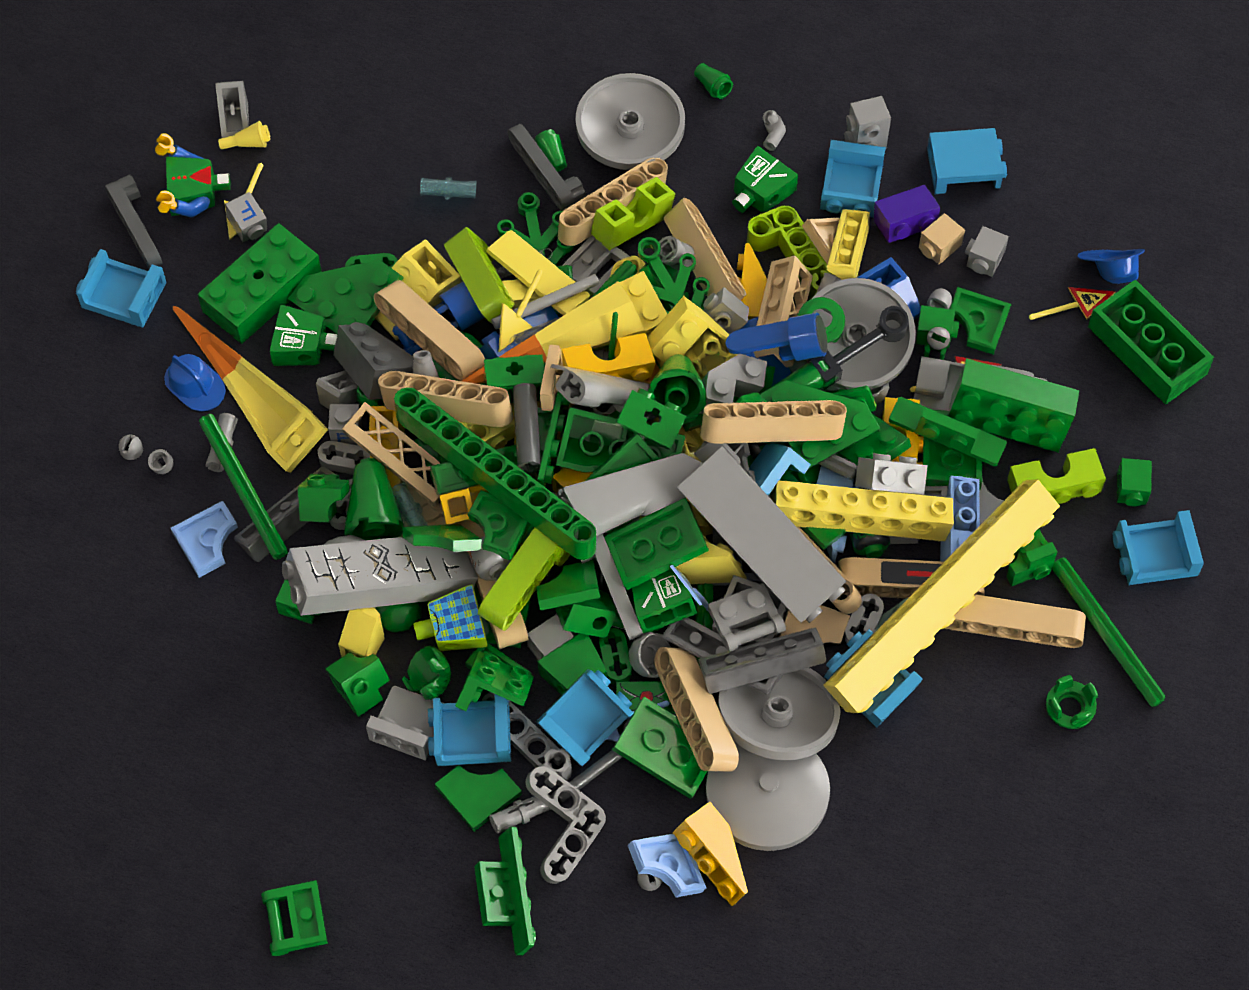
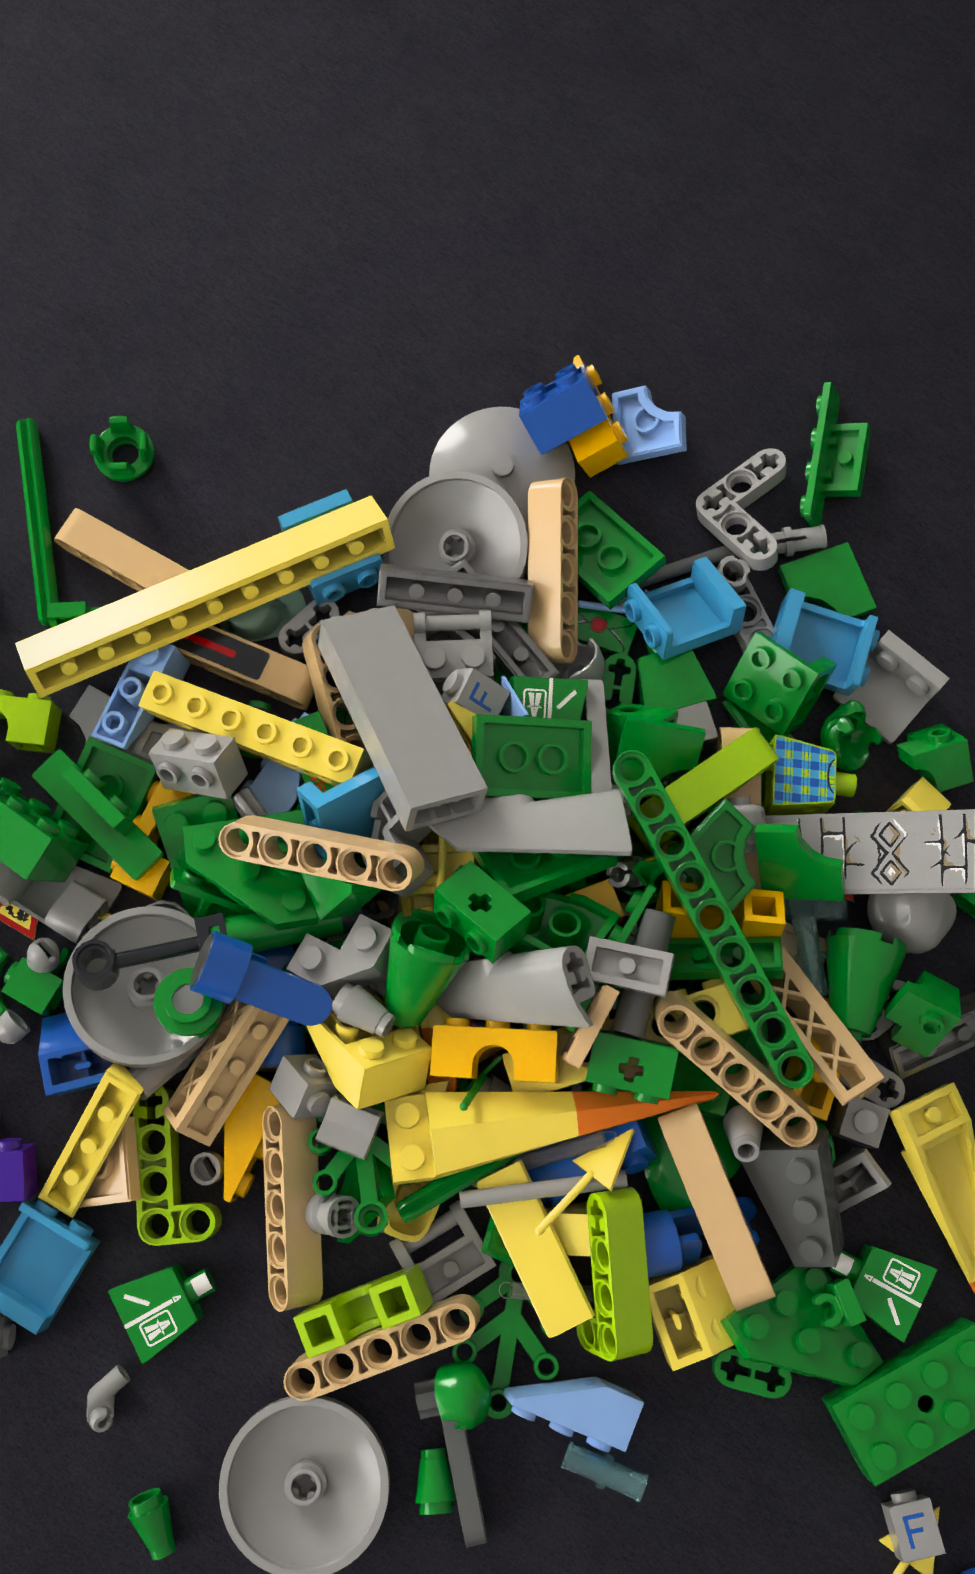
camera: 160 degrees left, 15 degrees up
(325, 308) = (844, 1304): none -> green tile
(477, 209) = (581, 1405): none -> light blue slope
(539, 415) = (629, 966): none -> light grey plate
(553, 191) = (462, 1394): none -> green hair
(689, 286) = (349, 1128): none -> light grey piece
(705, 351) = (360, 1009): none -> light grey cone
(715, 578) = (474, 692): none -> light grey brick
(739, 833) = (561, 408): none -> blue slope
(765, 261) = (202, 1170): none -> light grey hinge

